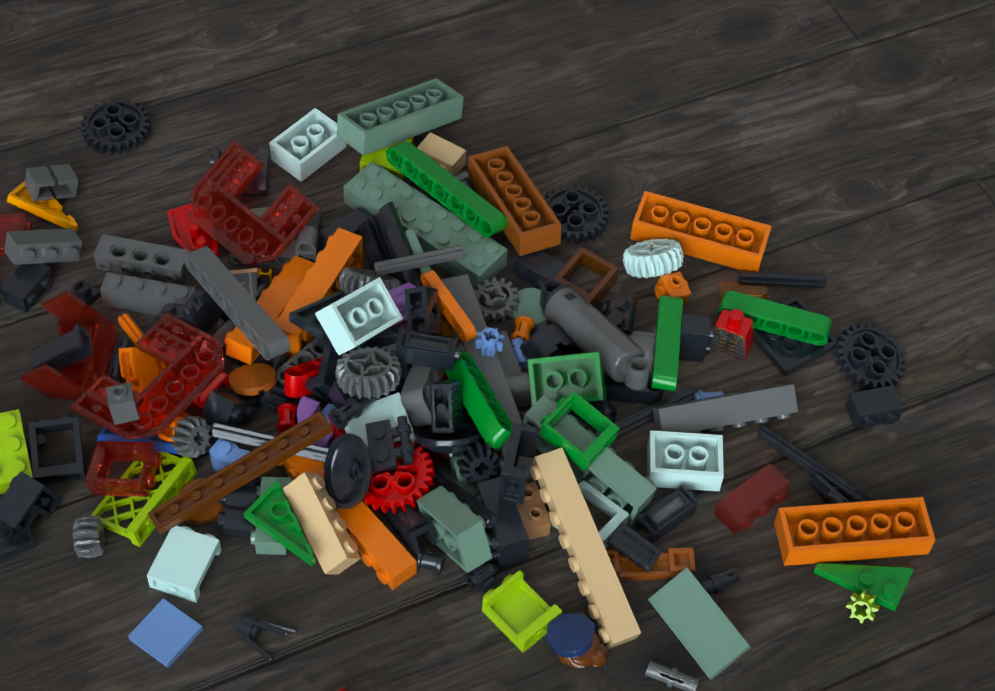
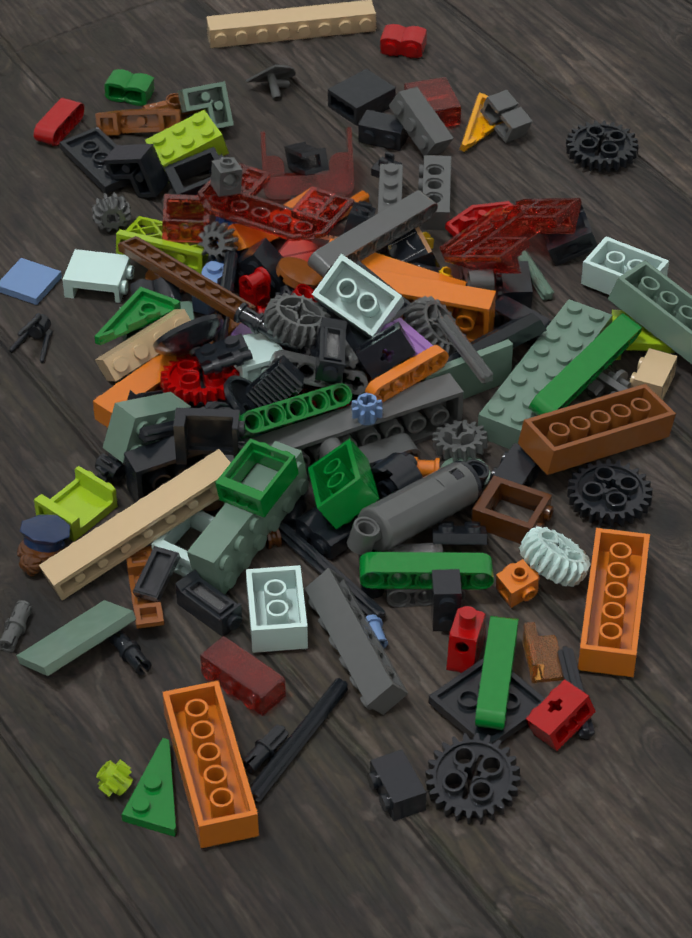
camera: 85 degrees right, 10 degrees down
(258, 418) = (256, 287): none -> red piece
(816, 277) = (560, 714): none -> red brick

